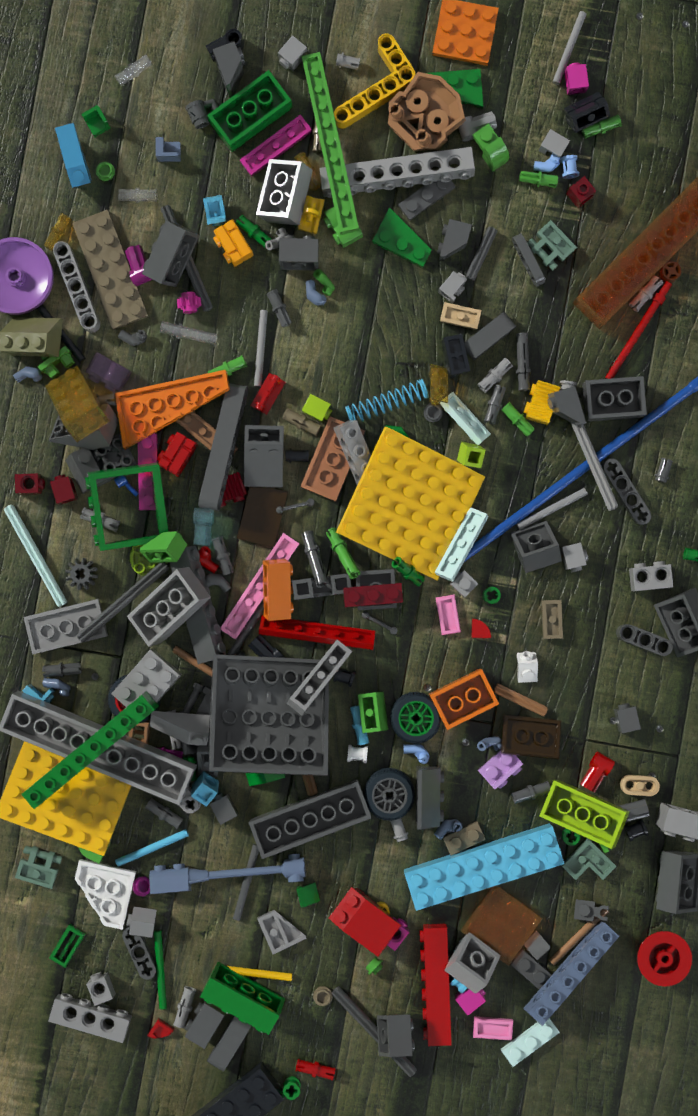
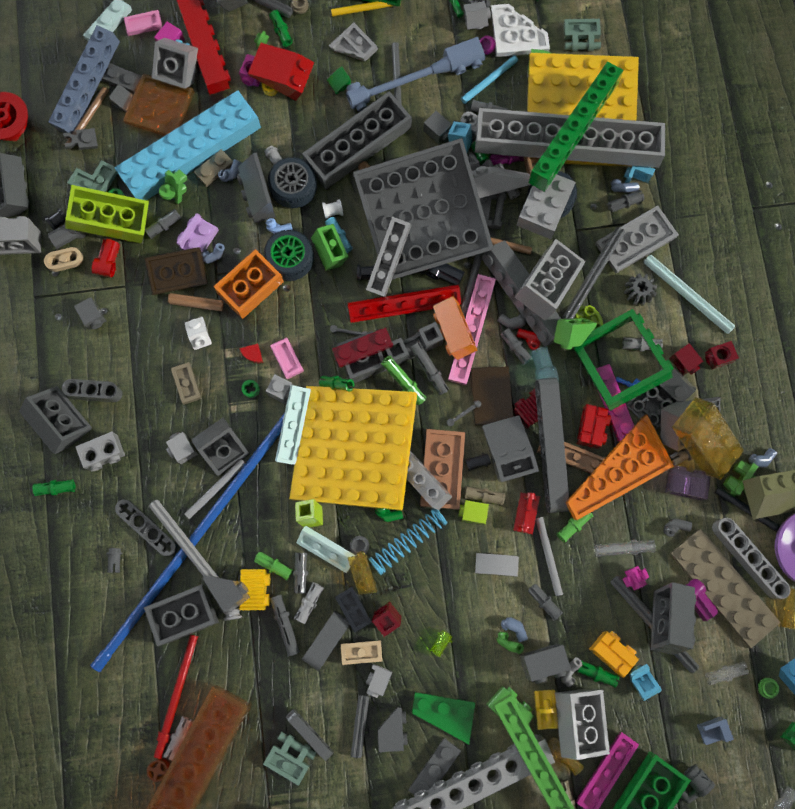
camera: 155 degrees right, 10 degrees down
(311, 355) = (496, 564): none -> light grey slope
(350, 974) = (280, 28): none -> green pin
(386, 301) = (441, 643): none -> clear neon green pin
(428, 337) = (387, 619): none -> dark red brick
(510, 825) = (173, 186): none -> bright green hips

